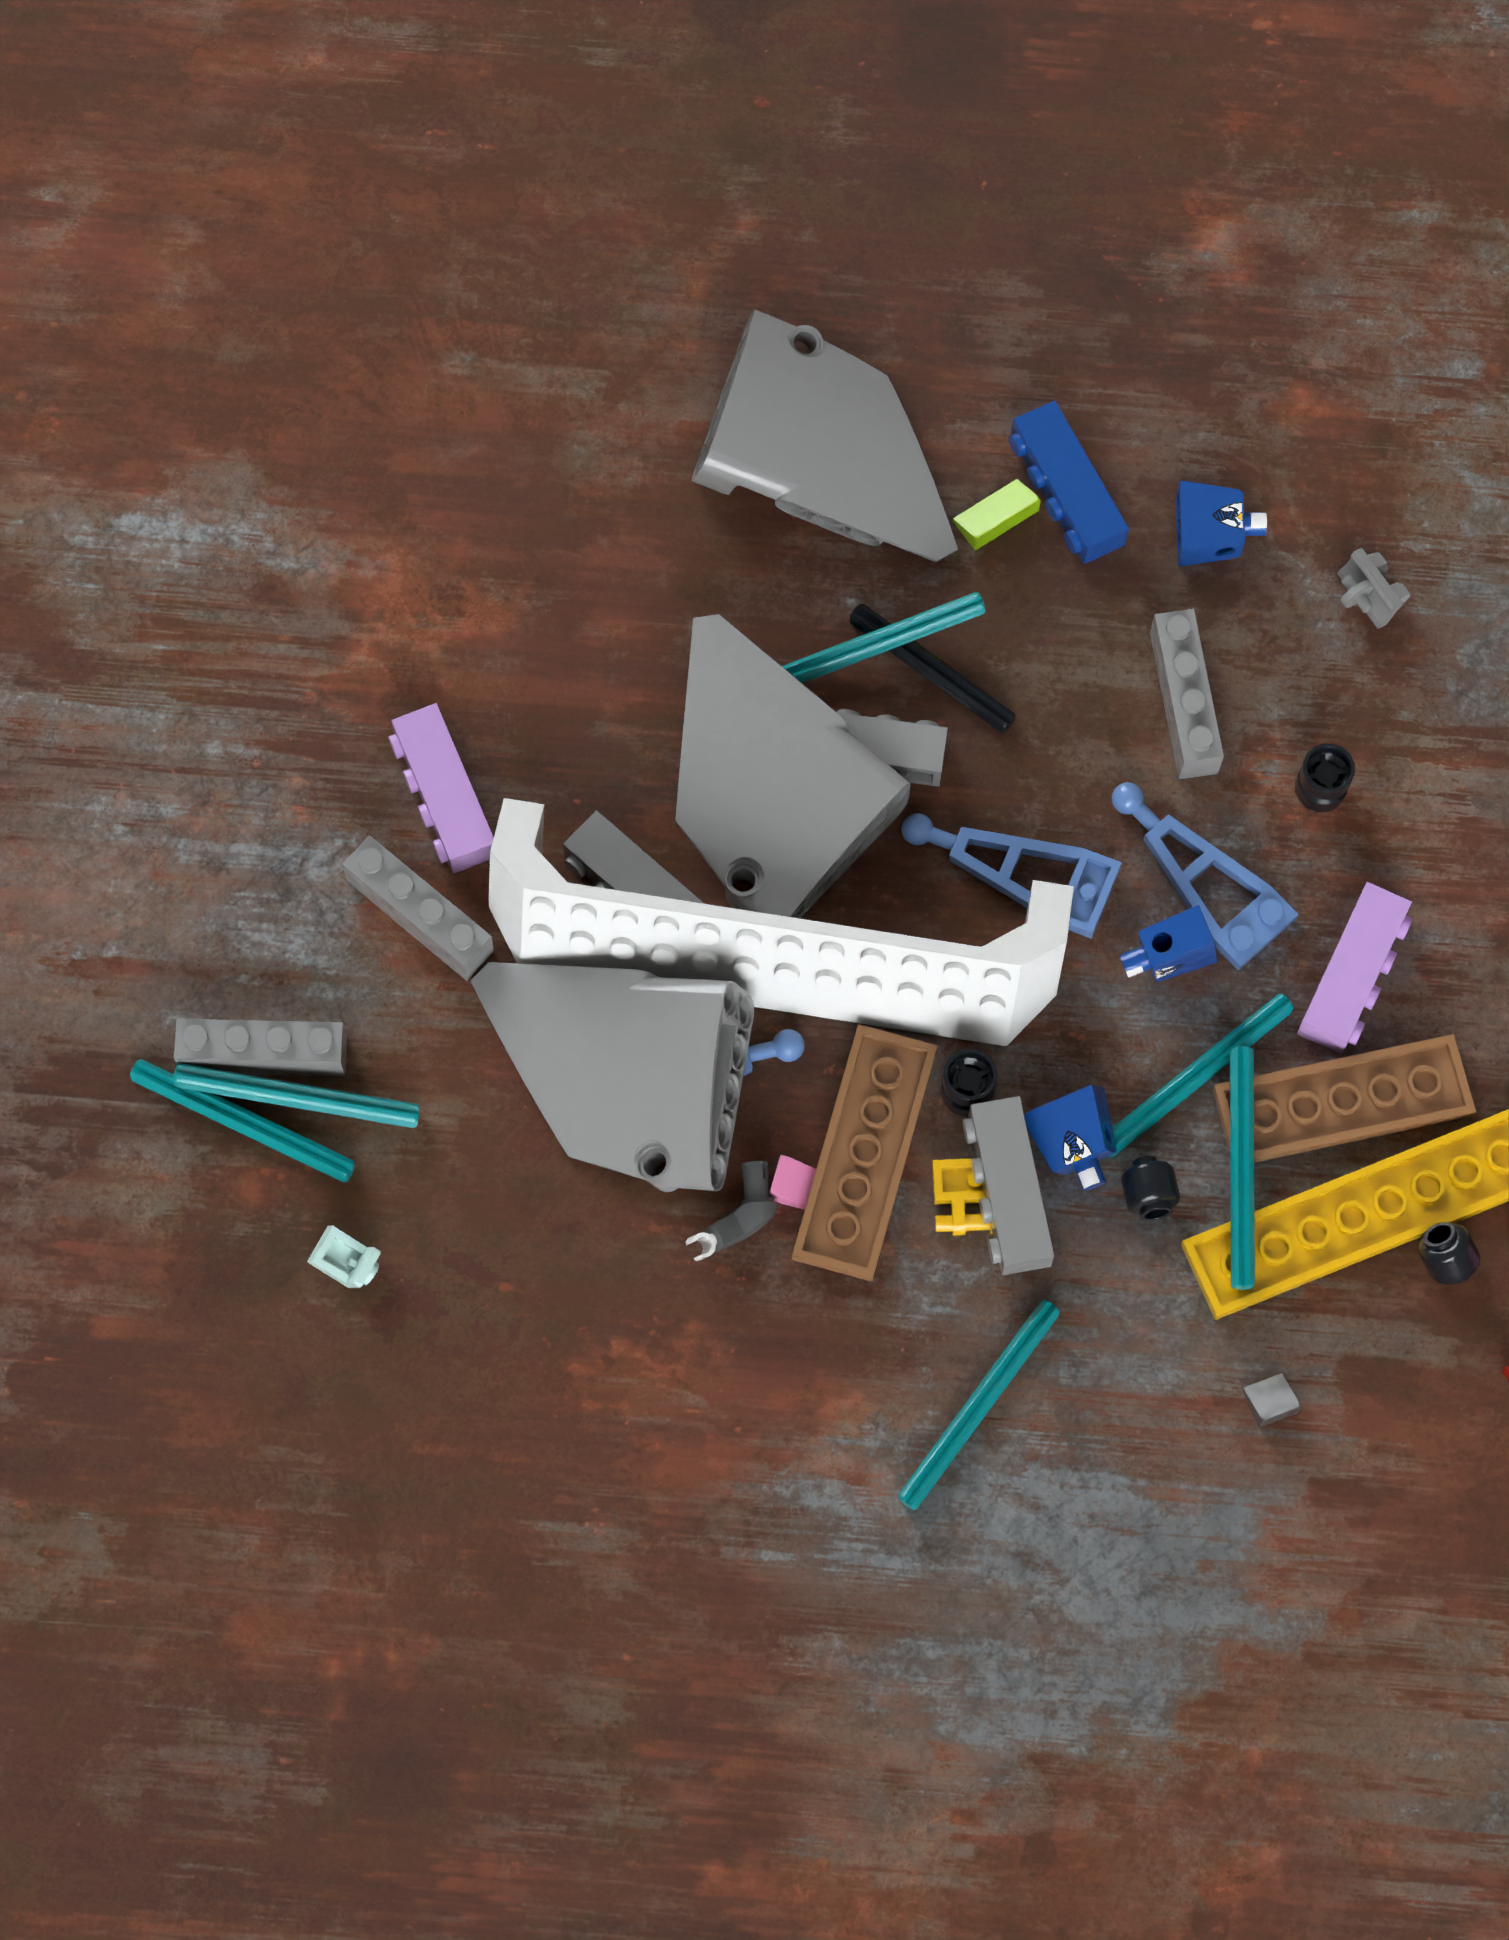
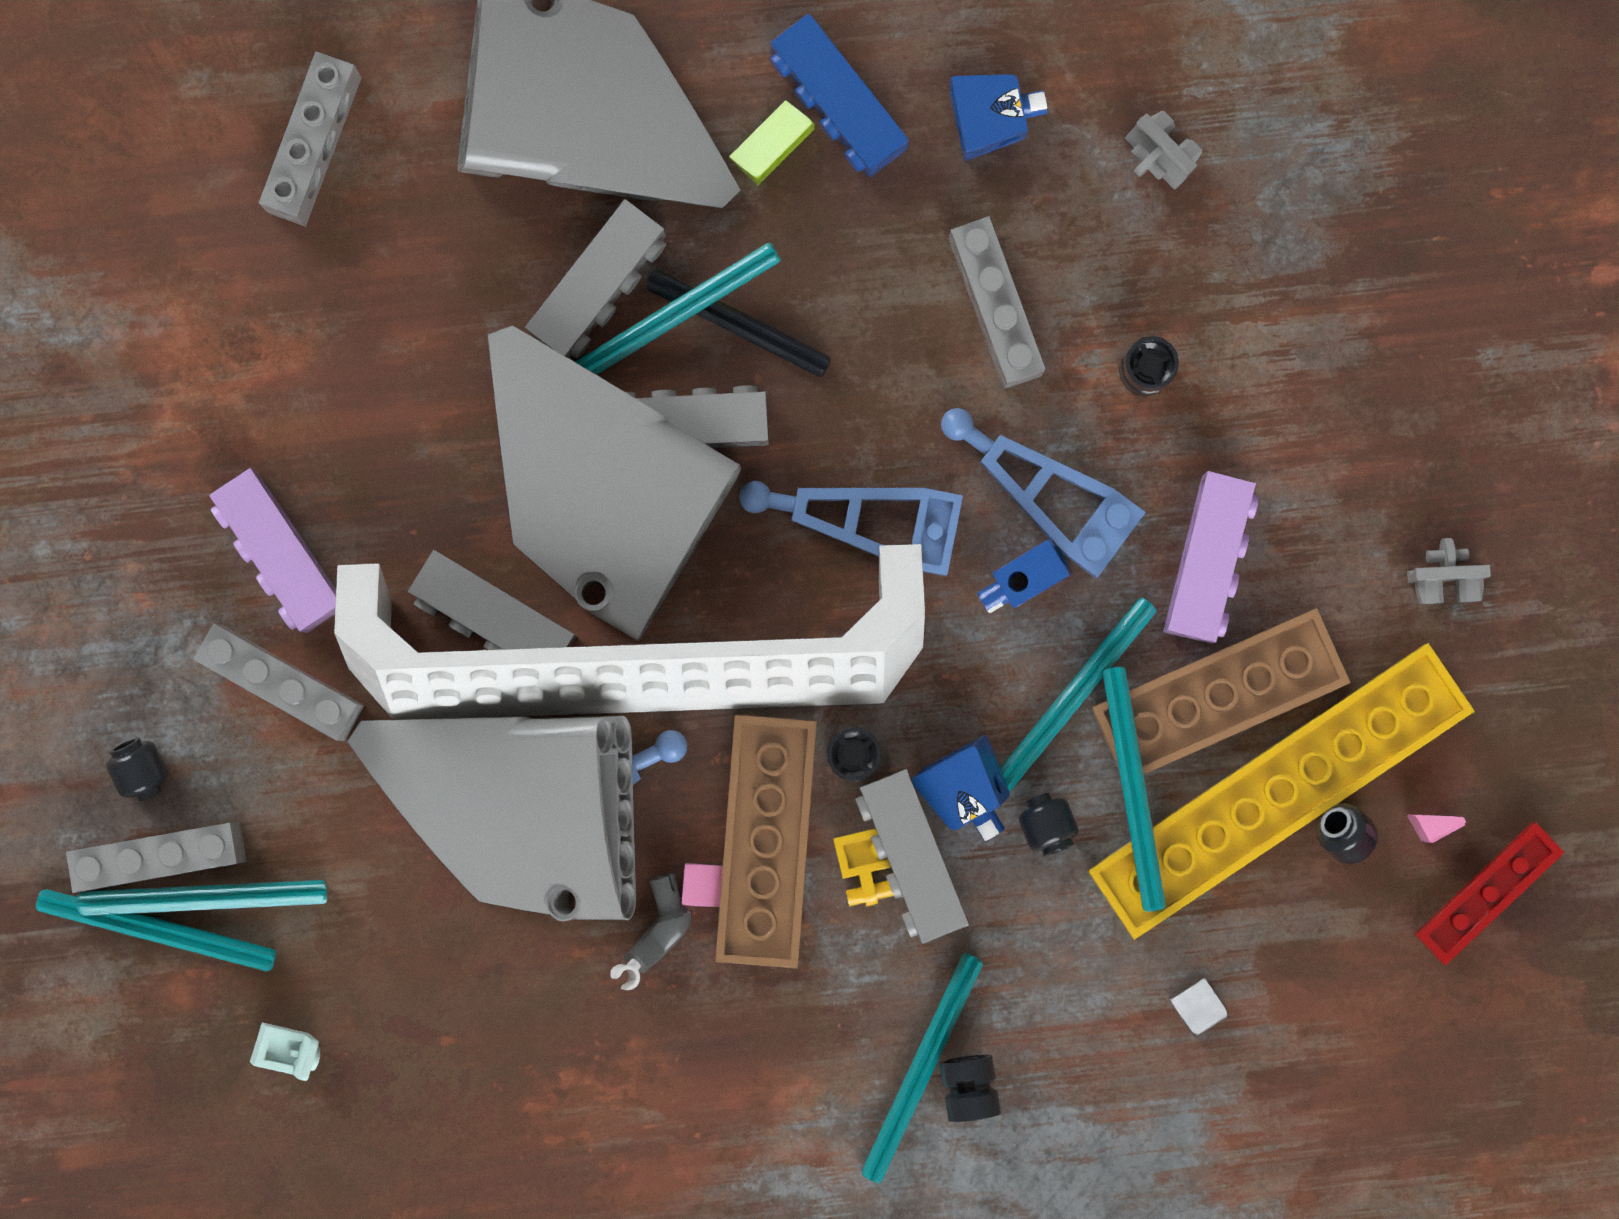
camera: 10 degrees left, 15 degrees up
(260, 962) = (137, 769): none -> black head
(558, 426) = (310, 139): none -> light grey brick
(810, 598) = (597, 280): none -> light grey brick
(1025, 1443) = (972, 1102): none -> black wheel

